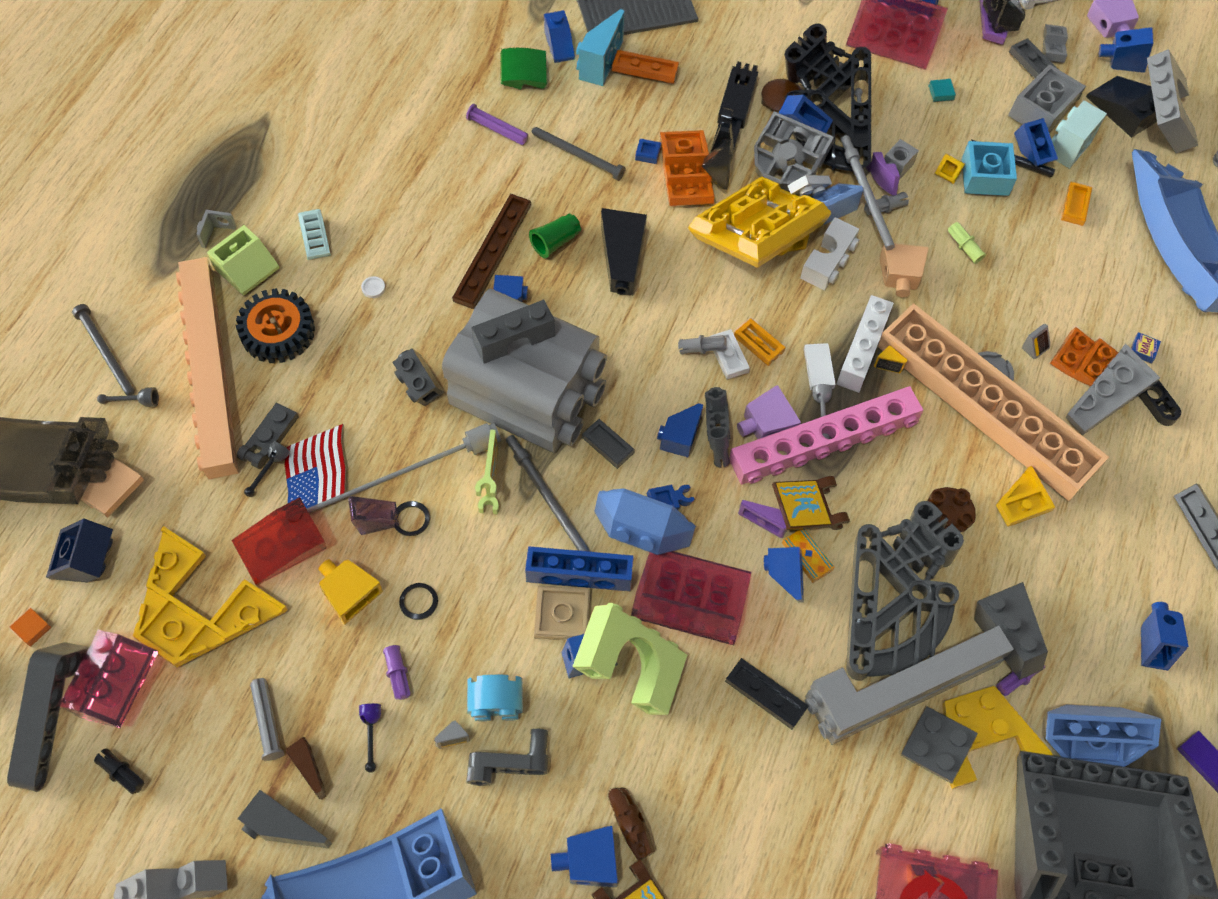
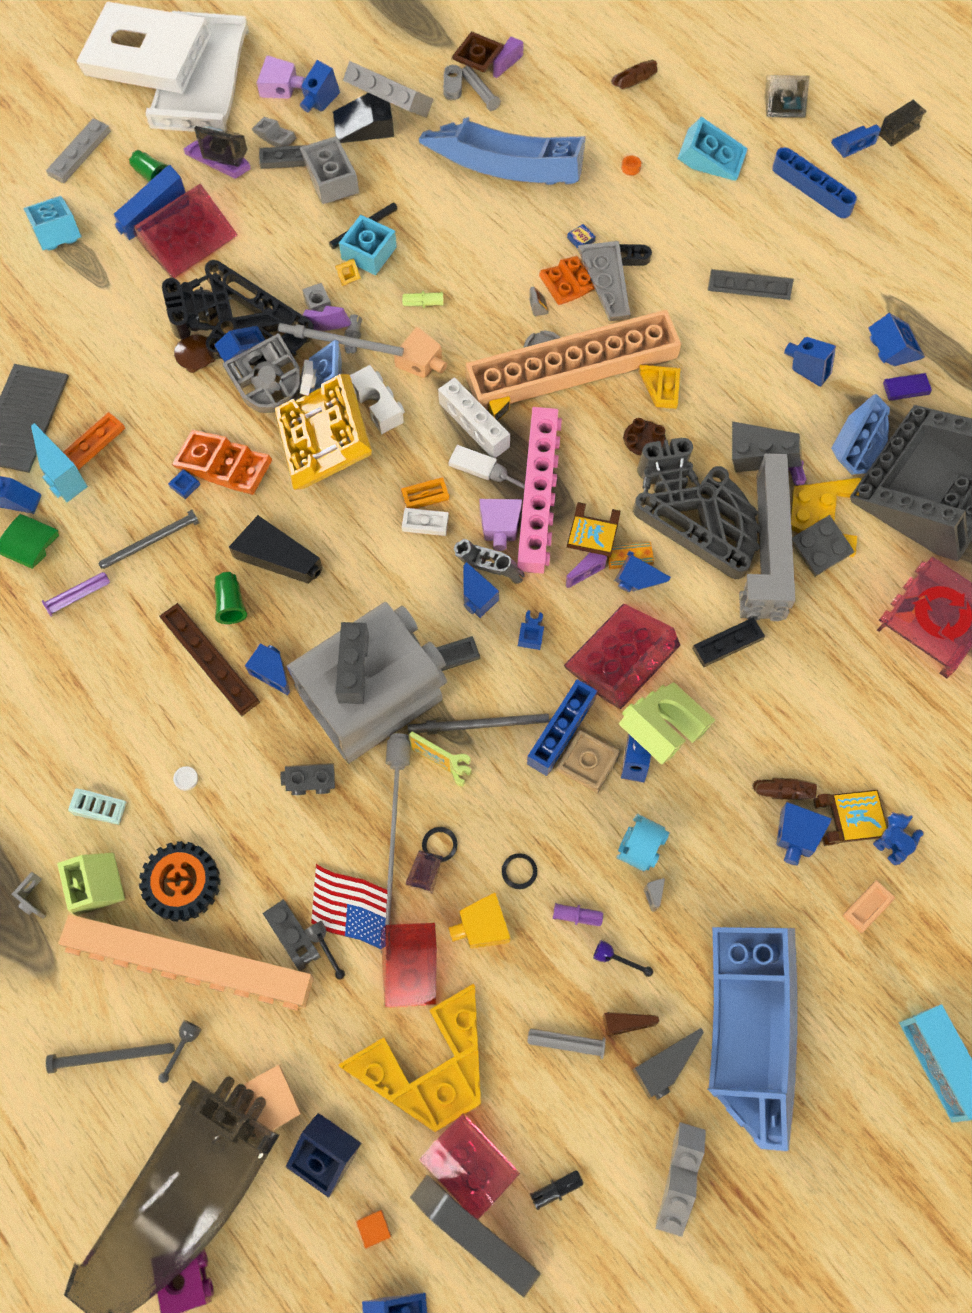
camera: 60 degrees left, 5 degrees up
(483, 764) = (690, 880): dark grey beam -> none
(643, 521) = (543, 661): medium blue wedge -> none
(702, 344) = (407, 536): light grey axle -> none
(718, 164) = (241, 432): clear smoke slope -> none
(735, 104) = (187, 395): black hinge -> none
(942, 90) = (266, 235): teal tile -> none
(1036, 142) = (365, 200): blue slope -> none
(1076, 203) = (431, 207): light orange tile -> none
(1077, 132) = (375, 168): light aqua brick -> none

